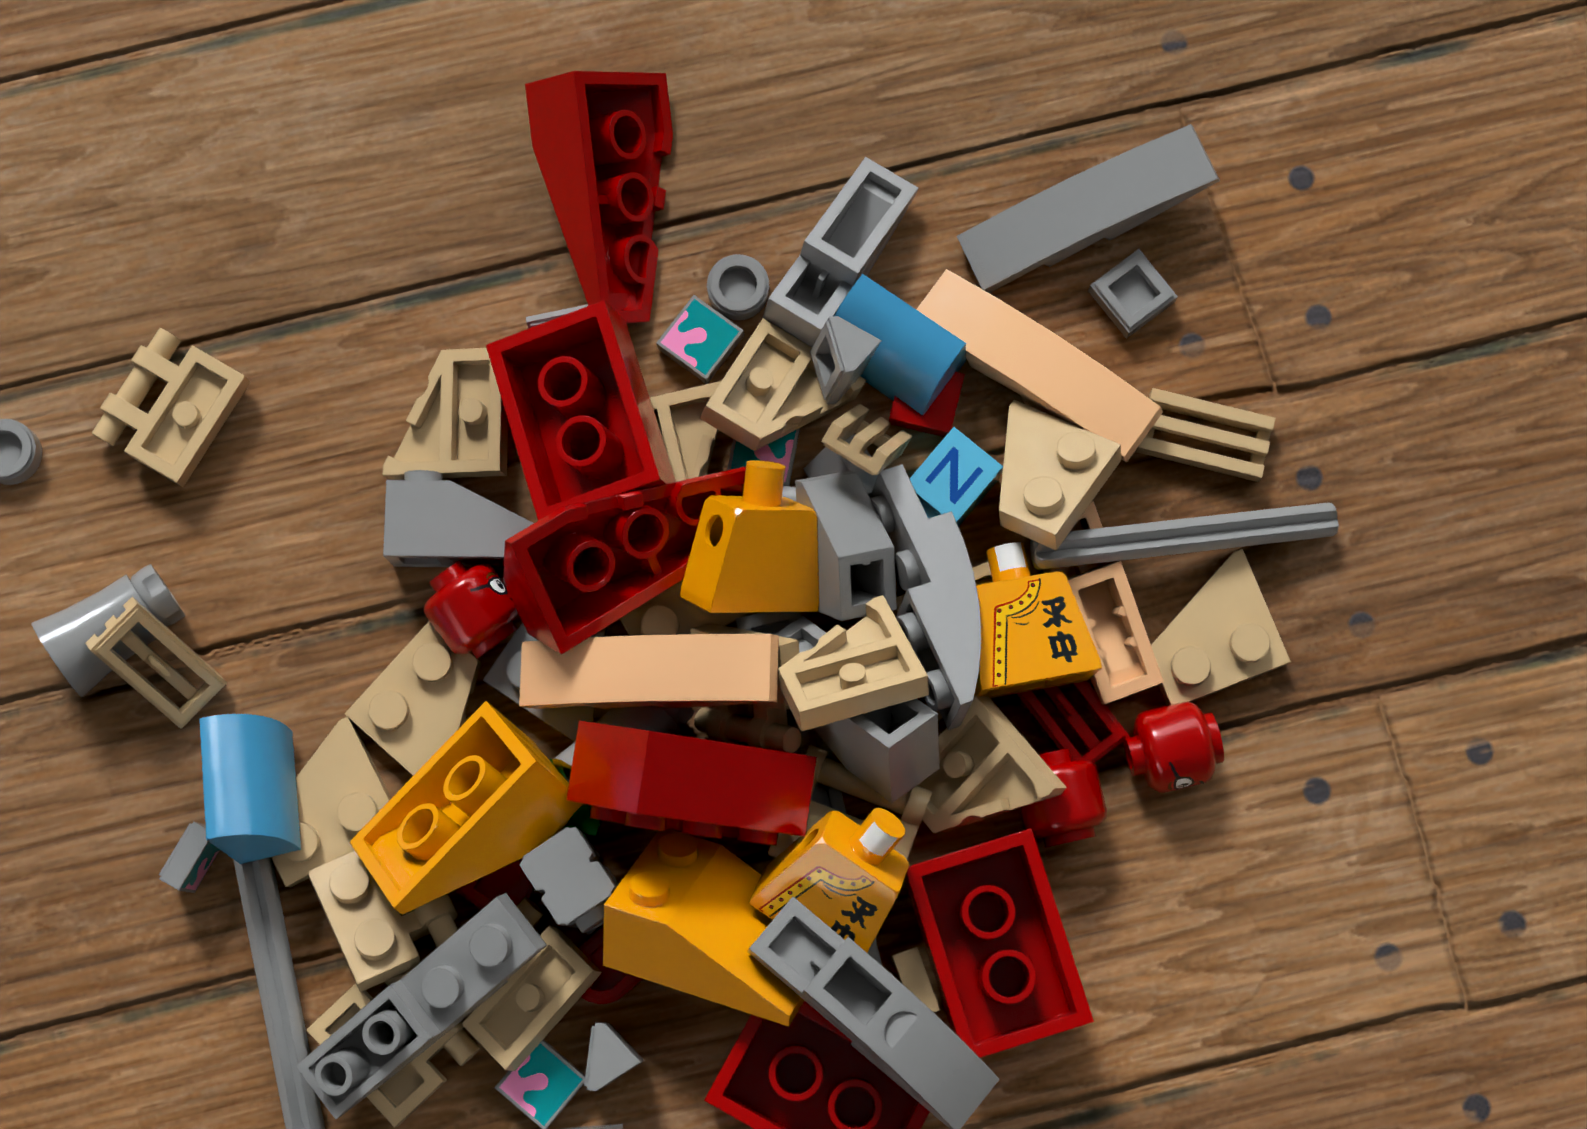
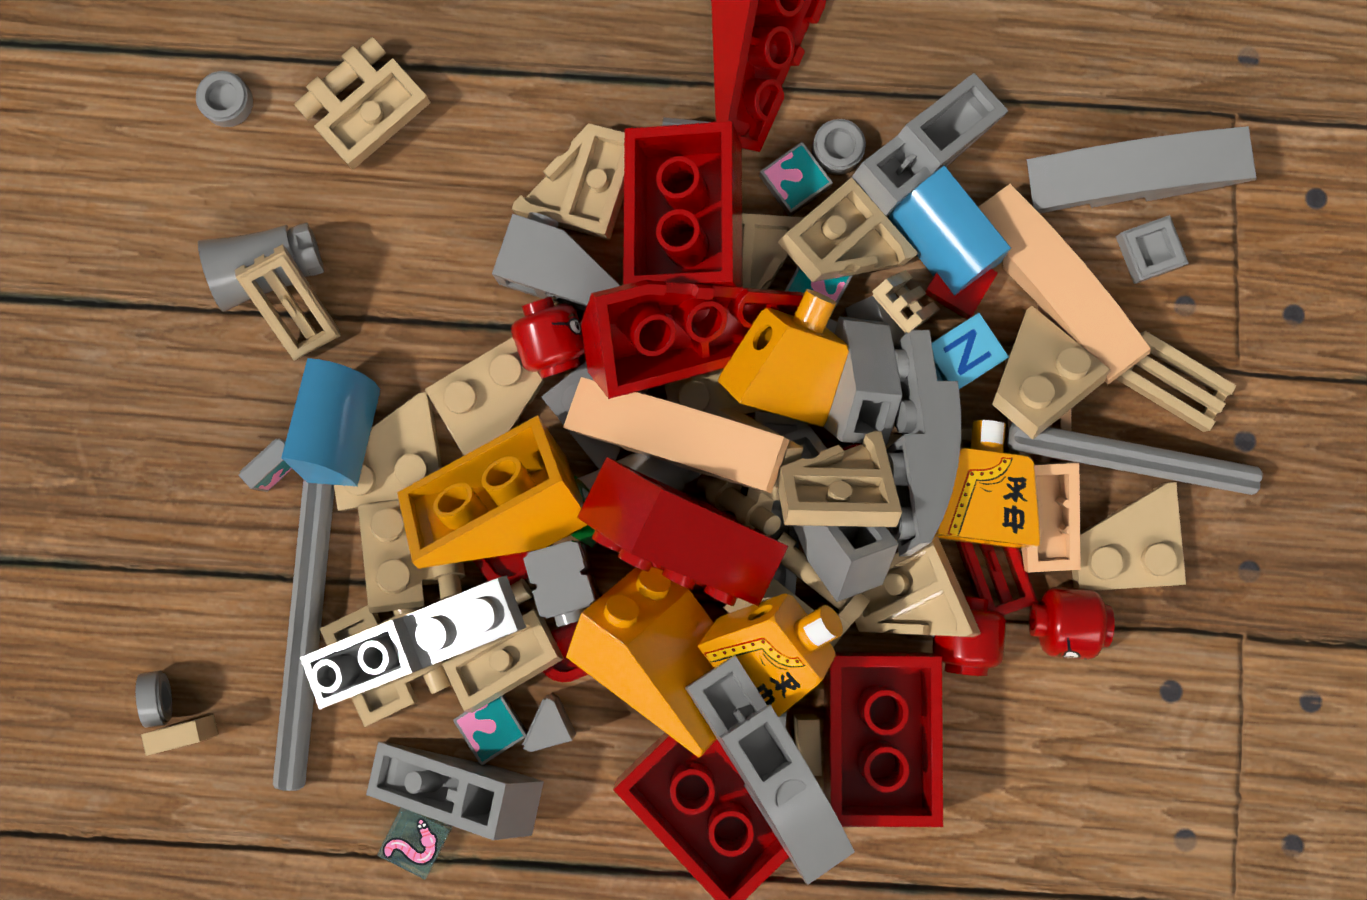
camera: 15 degrees right, 5 degrees up
(841, 356) = (906, 227): light grey slope -> none

